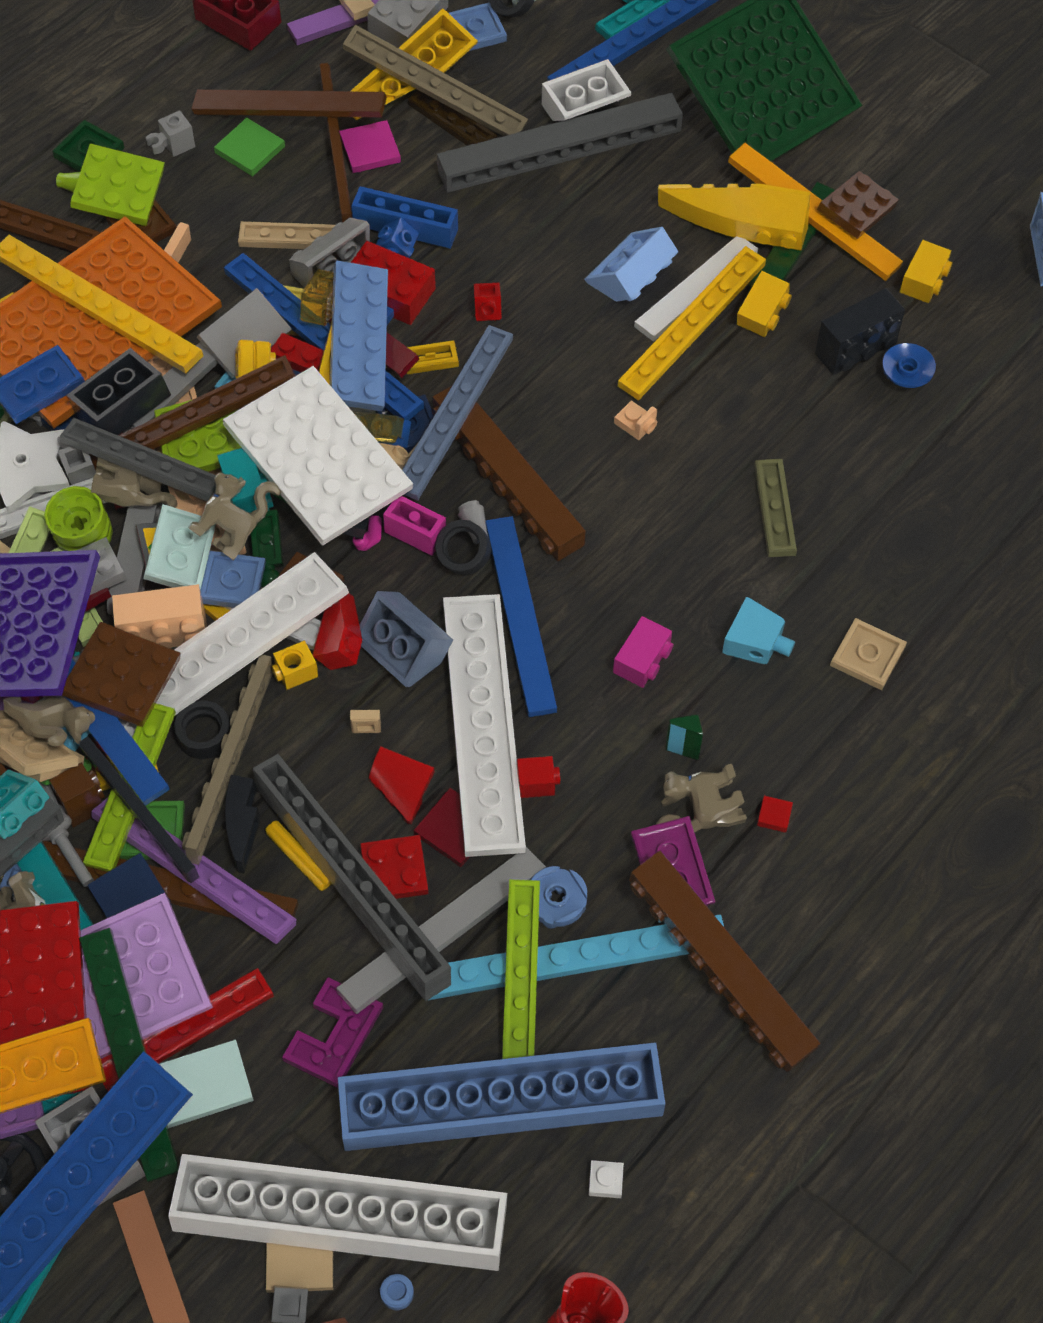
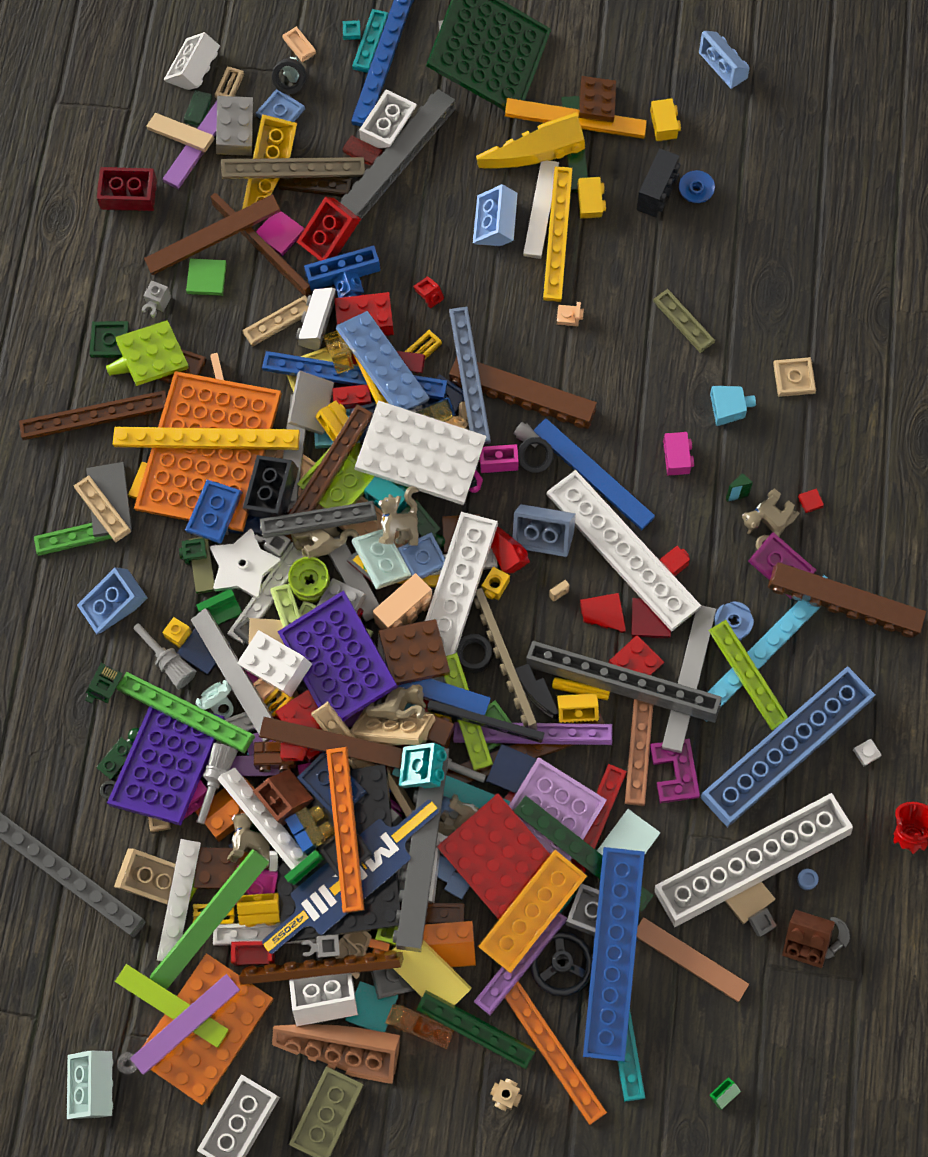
camera: 30 degrees left, 10 degrees up
(271, 872) = (578, 708): none -> yellow brick
(306, 982) = (639, 753): none -> nougat tile
(420, 163) = (328, 229): none -> red brick
(534, 110) = (359, 148): none -> clear red tile

